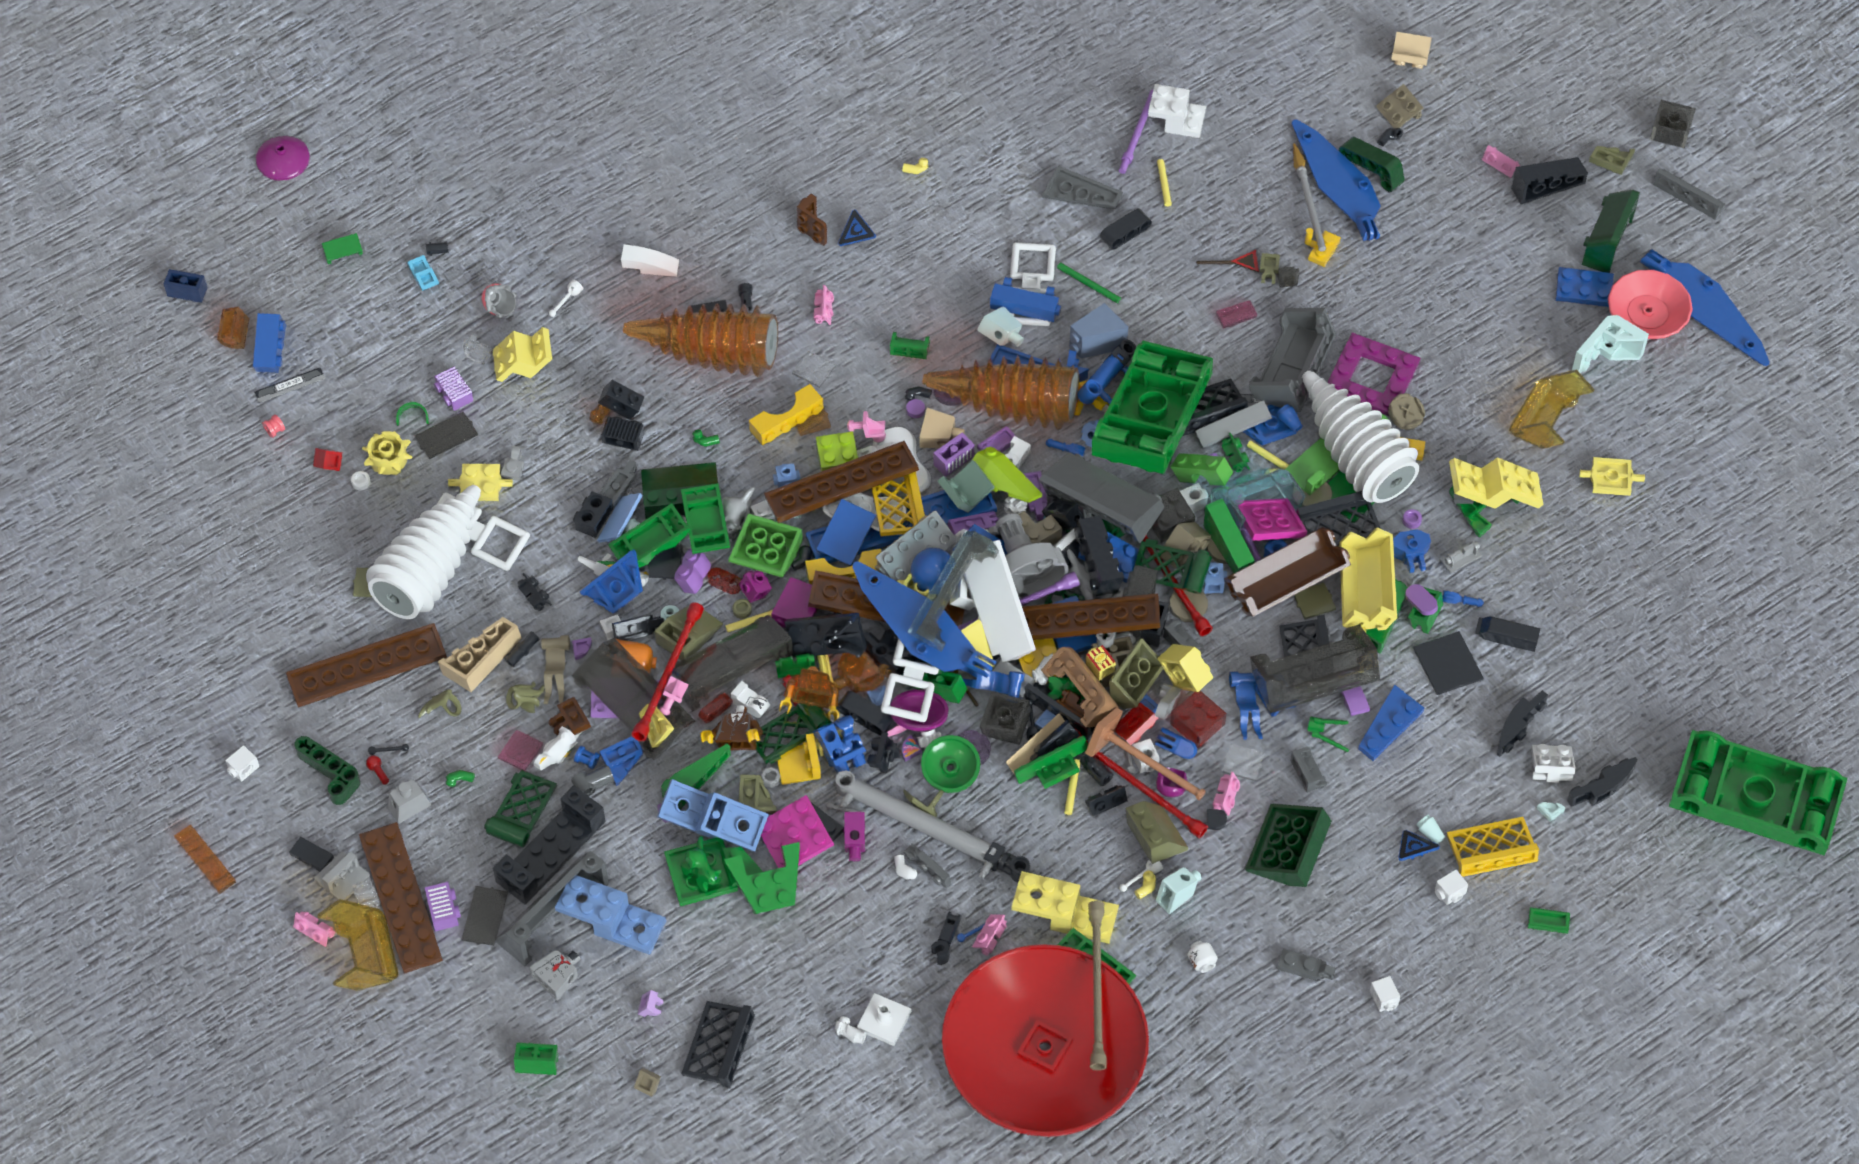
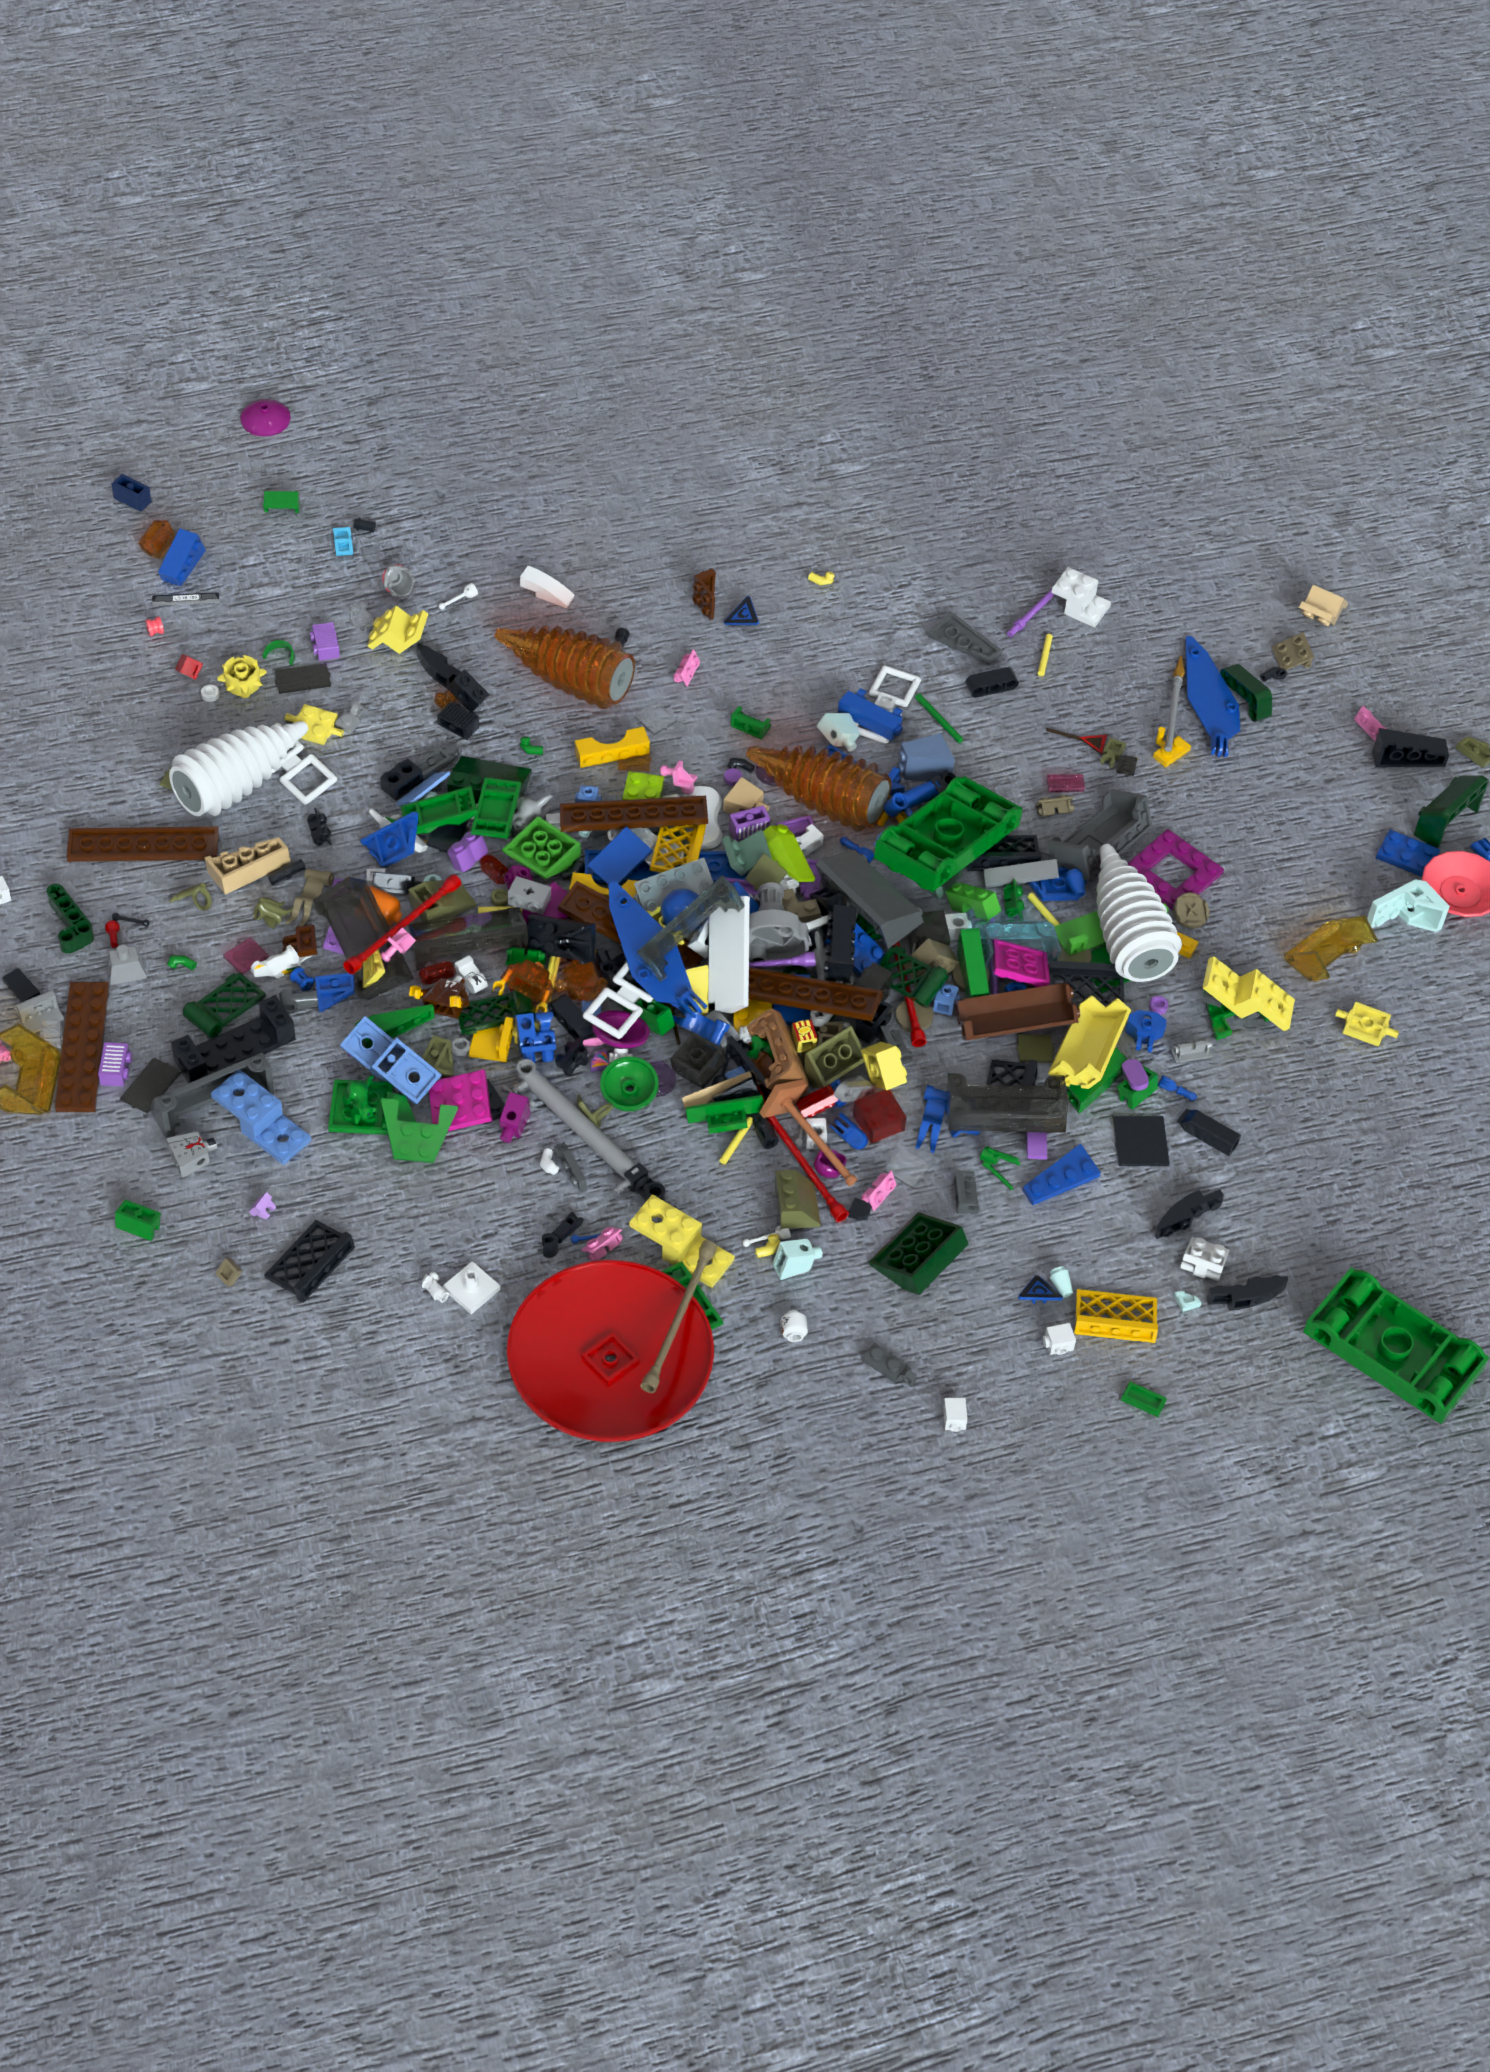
camera: 15 degrees right, 5 degrees down
(576, 381) = (436, 665): none -> black slope
(775, 600) = (529, 895): none -> light grey brick
(993, 504) = (766, 871): none -> olive piece
(1111, 798) = (763, 1161): black hinge -> none
(1242, 337) = (1047, 805): none -> dark tan hinge

